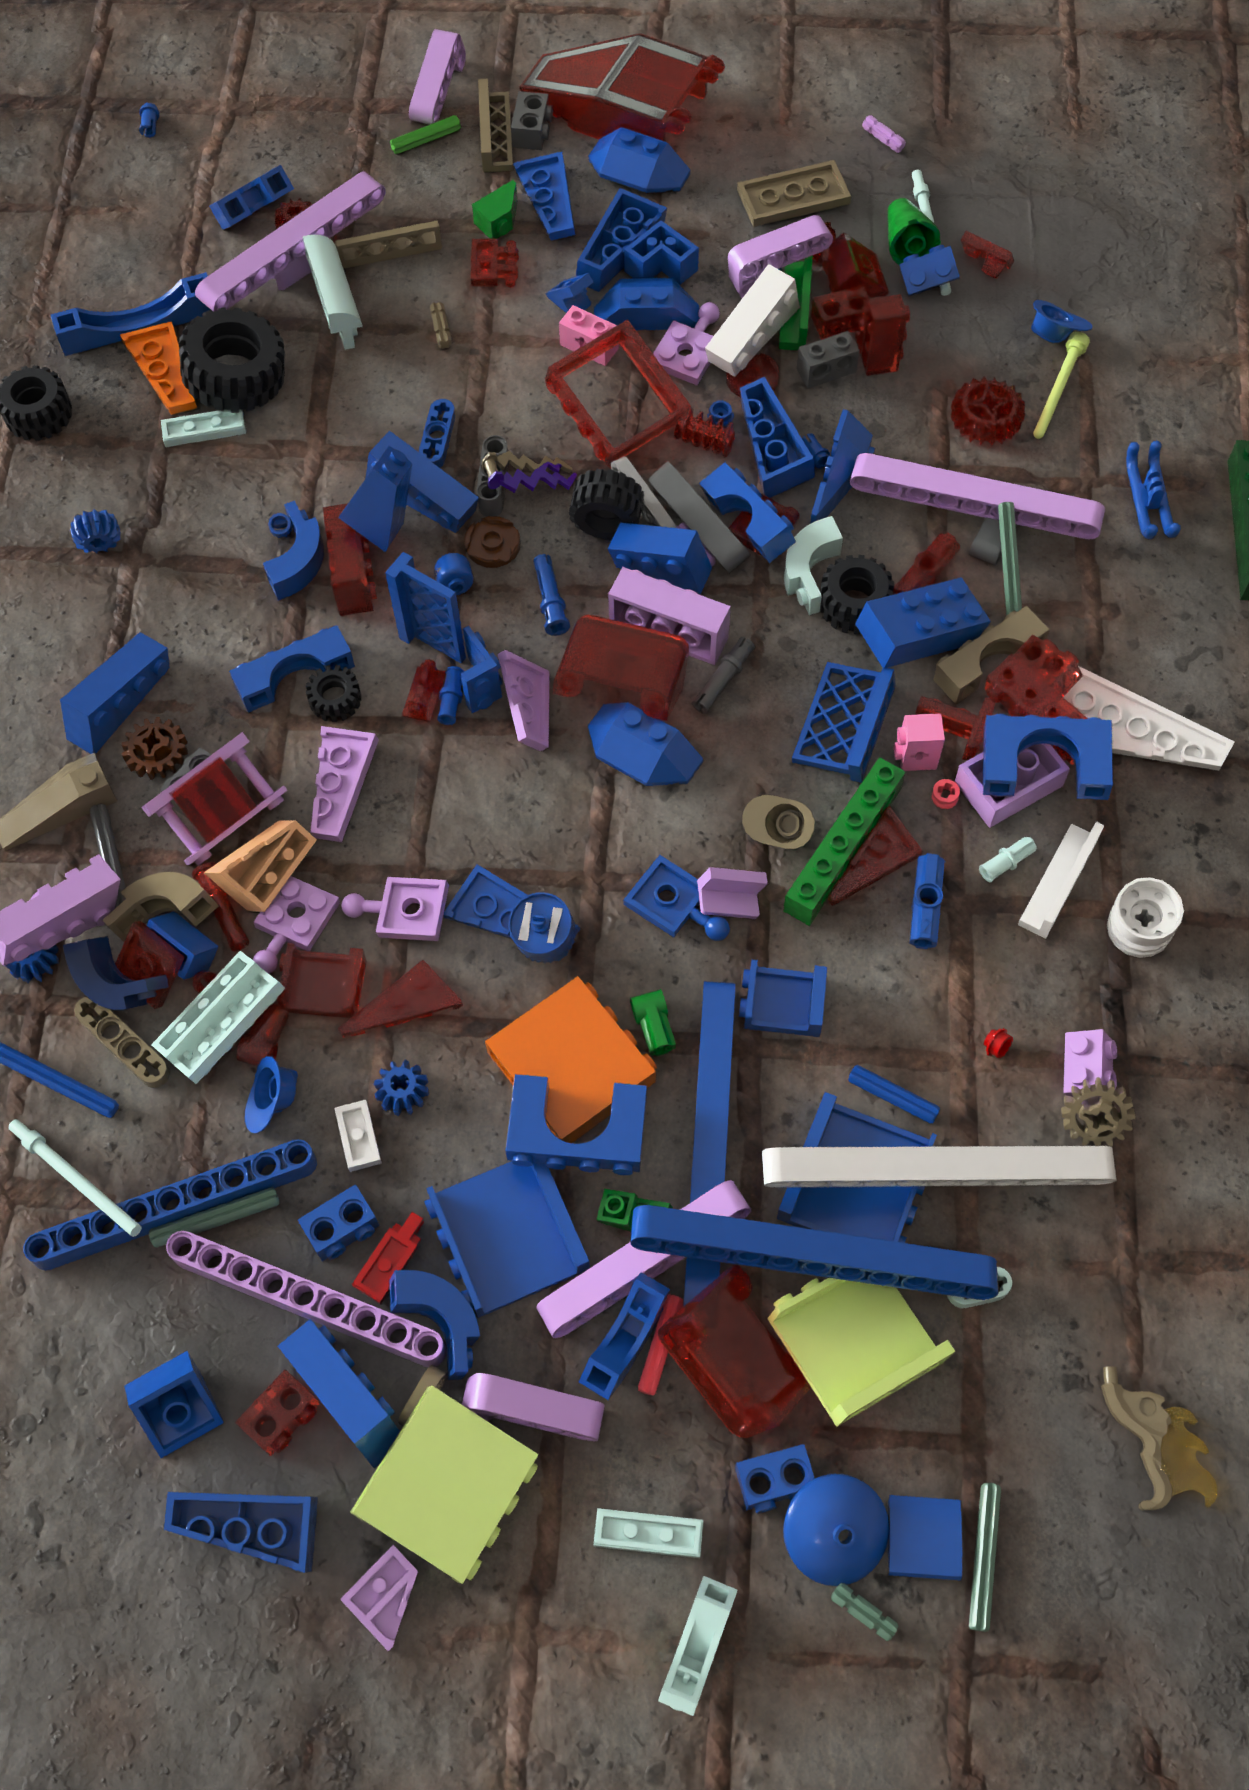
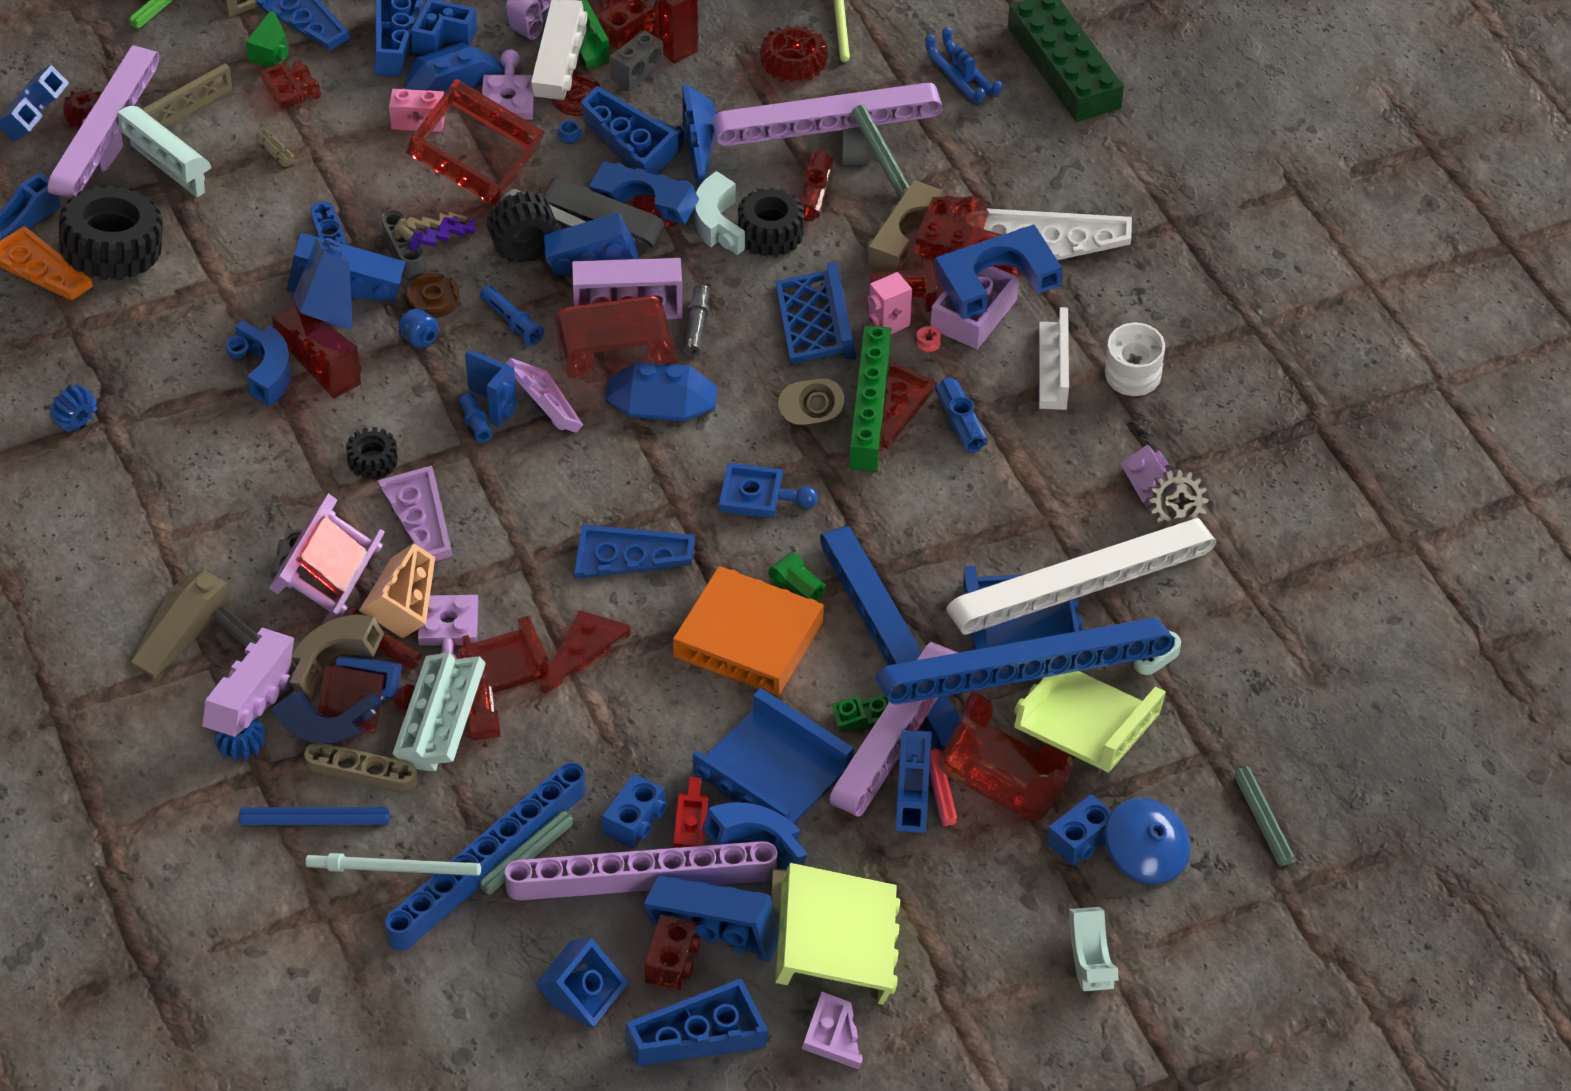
camera: 30 degrees left, 15 degrees down
(112, 692) = (176, 522): blue wedge -> none
(154, 748) = (241, 549): reddish brown gear -> none
(202, 427) = (108, 300): light aqua tile -> none
(259, 679) = (298, 468): blue arch -> none
(270, 1094) = (515, 747): blue piece -> none
(357, 1135) = (608, 749): white plate -> none
(397, 896) = (529, 575): lavender plate -> none
(401, 1077) = (622, 701): blue gear -> none
(421, 606) = (408, 350): blue fence -> none
(424, 692) = (449, 423): clear red hinge -> none
(533, 1406) = (874, 856): lavender beam -> none
(542, 927) = (671, 540): blue piece -> none
(571, 292) = (378, 83): blue slope -> none
(615, 1149) = (764, 682): blue arch -> none
(648, 1533) = (1008, 909): light aqua tile -> none
(705, 432) = (567, 148): clear red piece -> none
(730, 892) = (802, 464): lavender panel -> none
(784, 1000) = (892, 524): blue panel -> none
(864, 1612) = (1198, 886): sand green axle -> none
(894, 1094) = (1015, 554): blue axle -> none
(921, 622) = (838, 220): blue brick -> none
(925, 1537) = (1214, 821): blue slope -> none
(998, 1042) = (1073, 489): red plate -> none
(1007, 859) = (1004, 364): light aqua axle -> none
(1167, 1444) = (1351, 695): piece -> none

